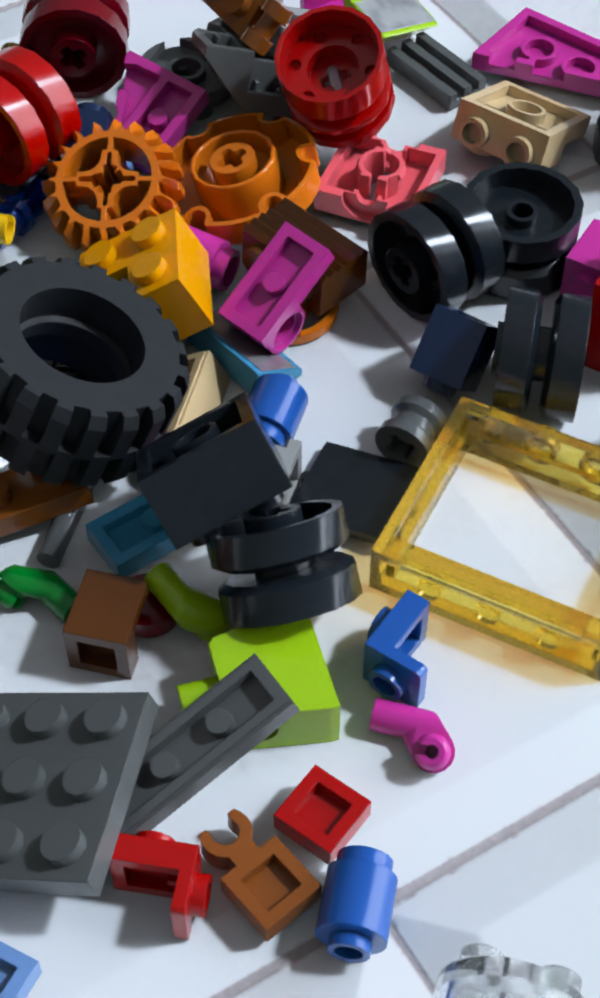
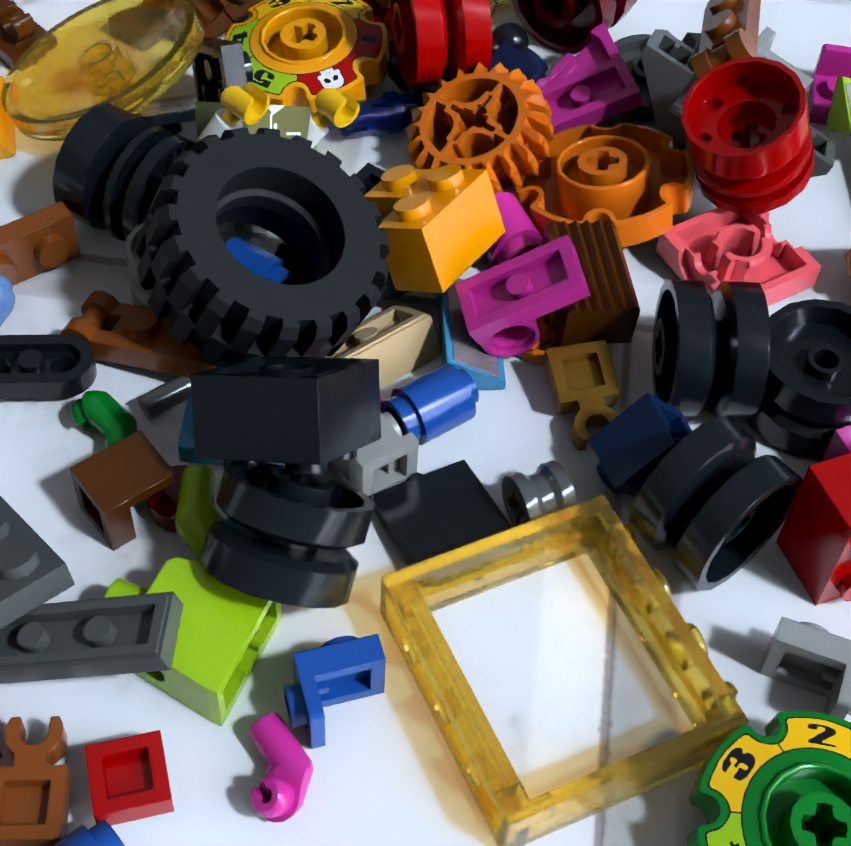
camera: 35 degrees right, 0 degrees up
(364, 332) = (585, 383): none -> pearl gold plate

